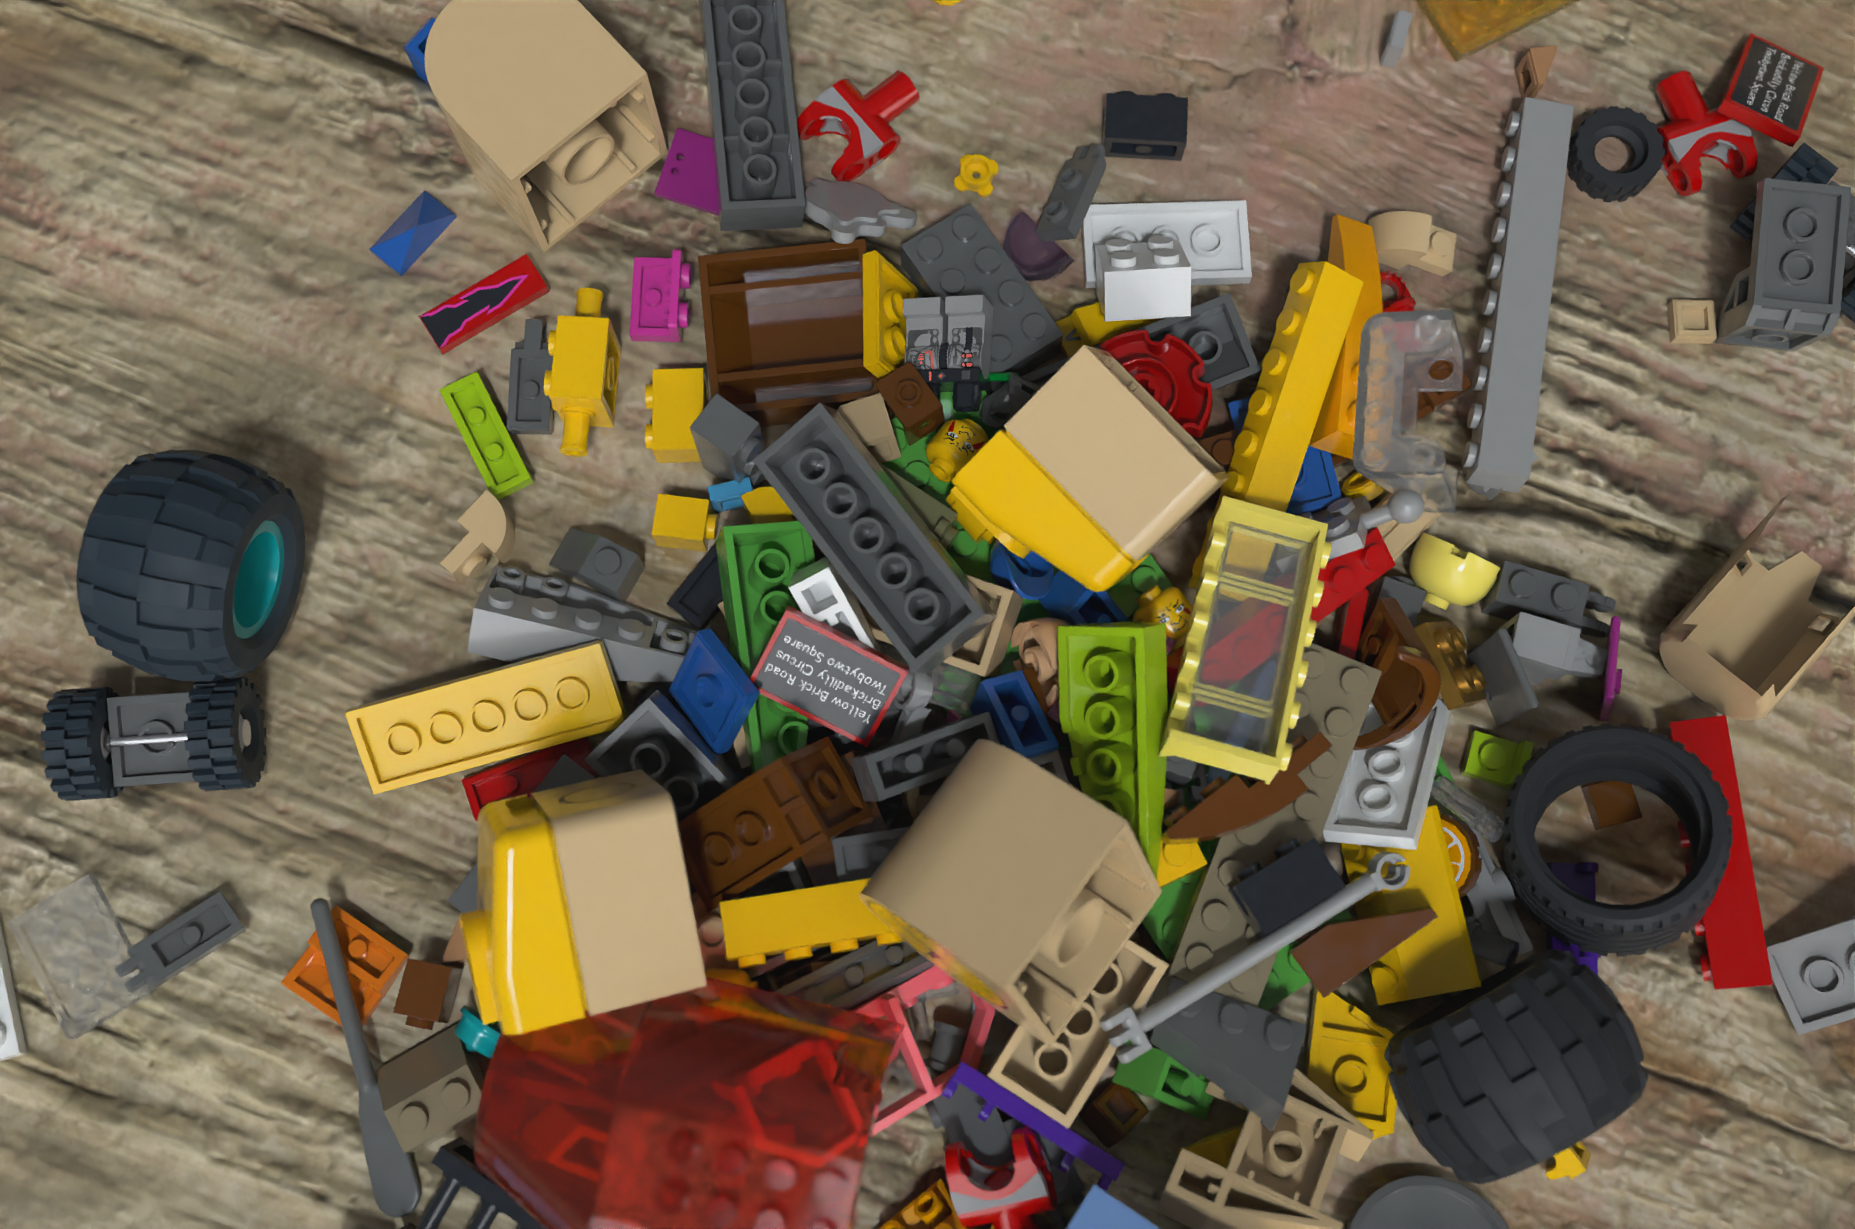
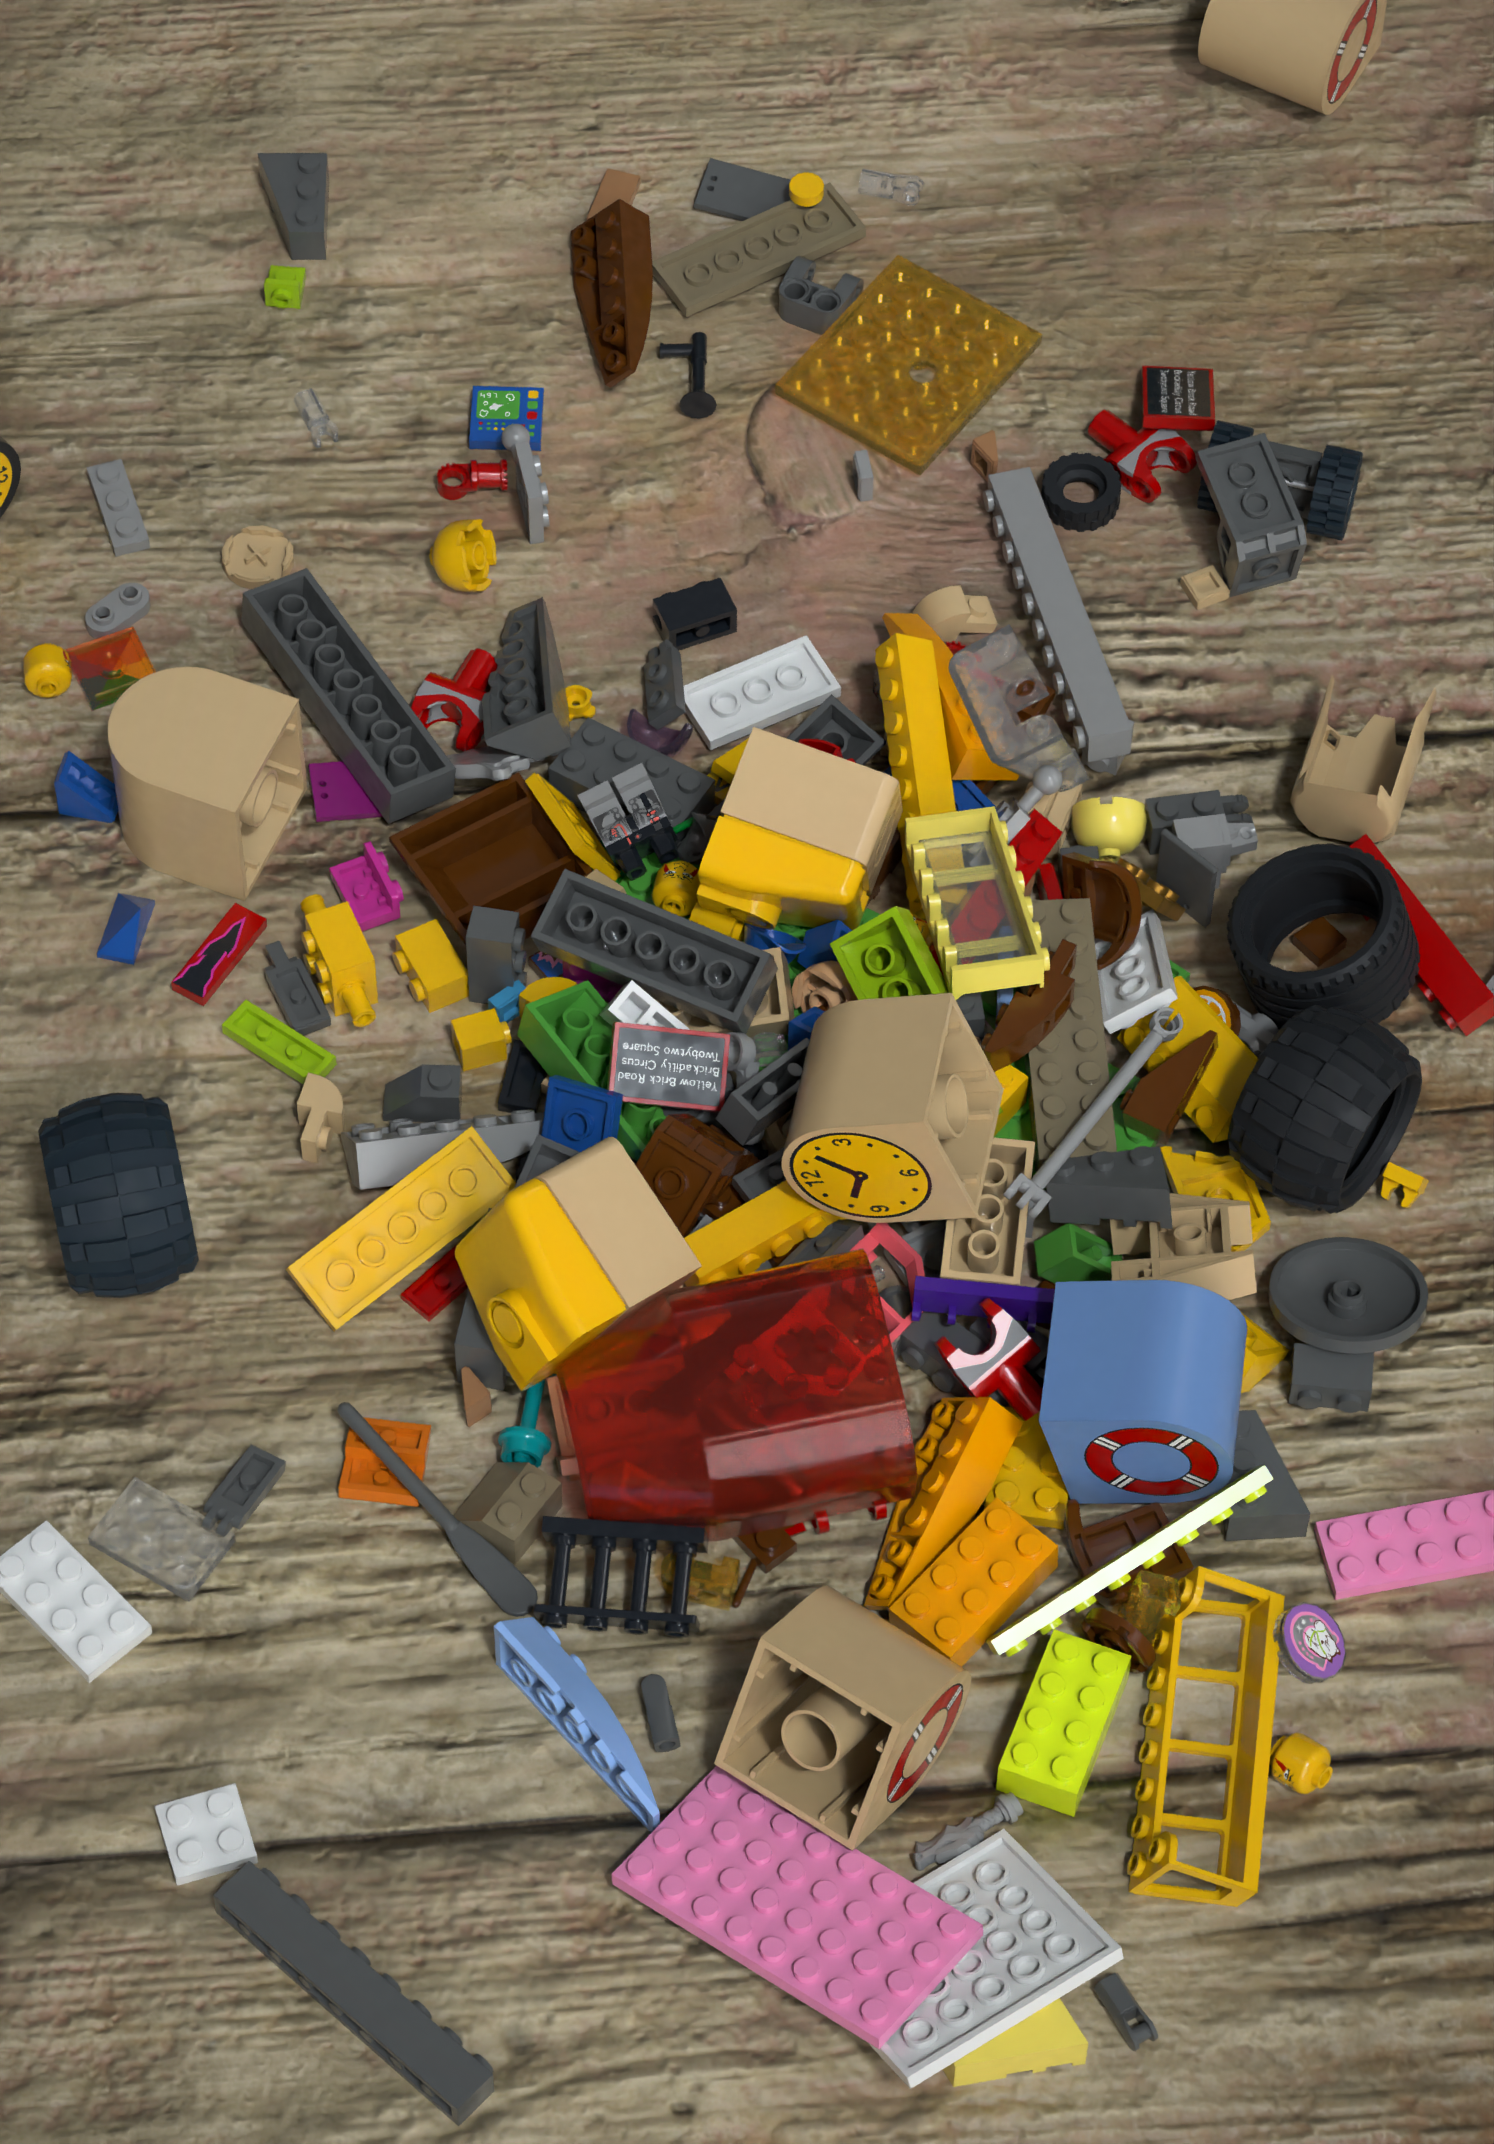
camera: 25 degrees left, 20 degrees down
(117, 741) = (143, 1348): black plate -> none
(427, 993) = (464, 1438): reddish brown brick -> none
(911, 402) = (624, 864): reddish brown bracket -> none
(920, 158) = (527, 693): none -> dark grey wedge
(1143, 279) = (766, 704): white brick -> none
(1285, 887) = (1093, 1056): black brick -> none
(1359, 486) = (1013, 789): yellow tile -> none
(1467, 809) = (1211, 976): clear axle -> none
(1495, 759) = (1210, 949): lime bracket -> none
(1611, 679) = (1260, 830): magenta container -> none

